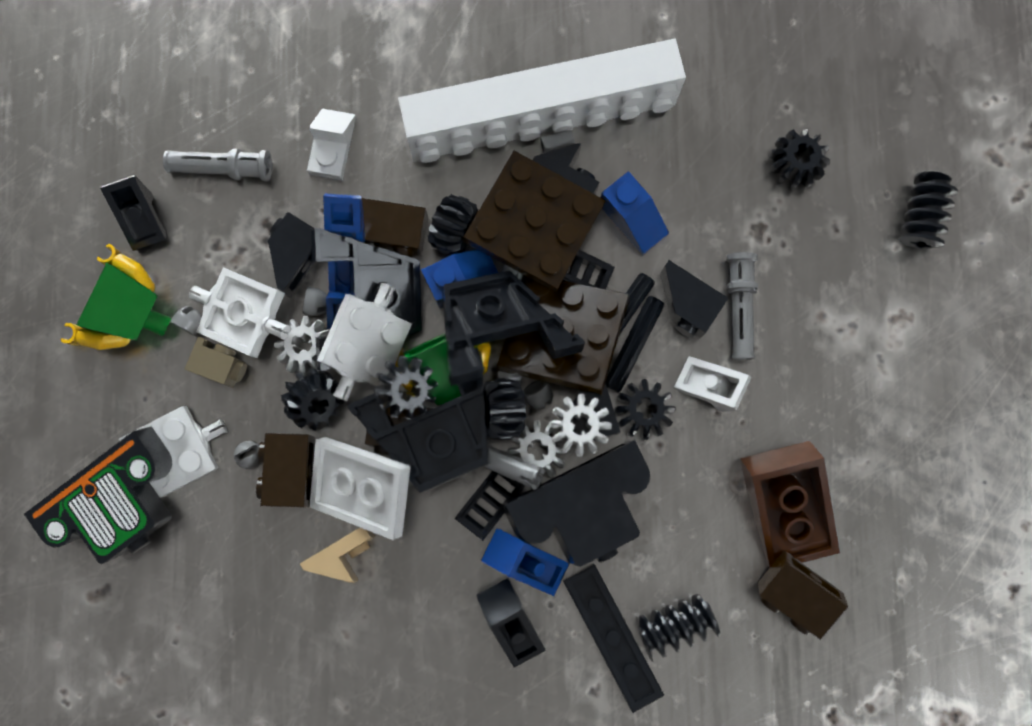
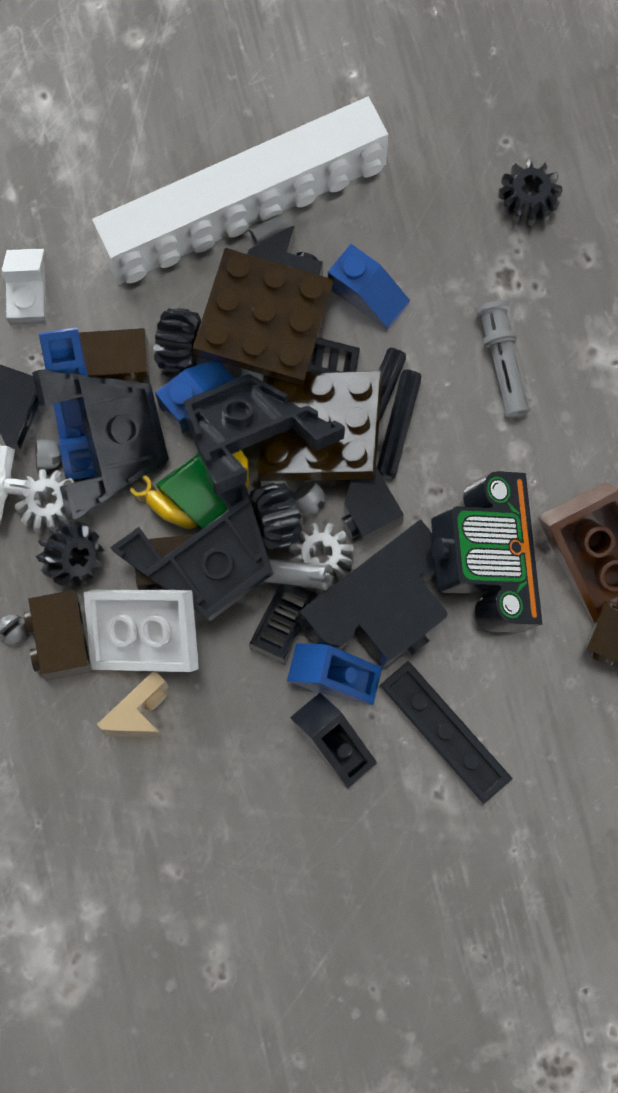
camera: 10 degrees left, 5 degrees down
(363, 340) = (113, 479): white plate -> none
(405, 400) = (168, 496): black gear -> none
(567, 427) = (343, 516): white gear -> none
(652, 401) = (434, 479): black gear -> none
(677, 626) = (509, 701): black piece -> none
(690, 301) = (447, 365): black slope -> none
(692, 484) = (491, 552): none -> brick
(713, 384) = (489, 444): white slope -> none

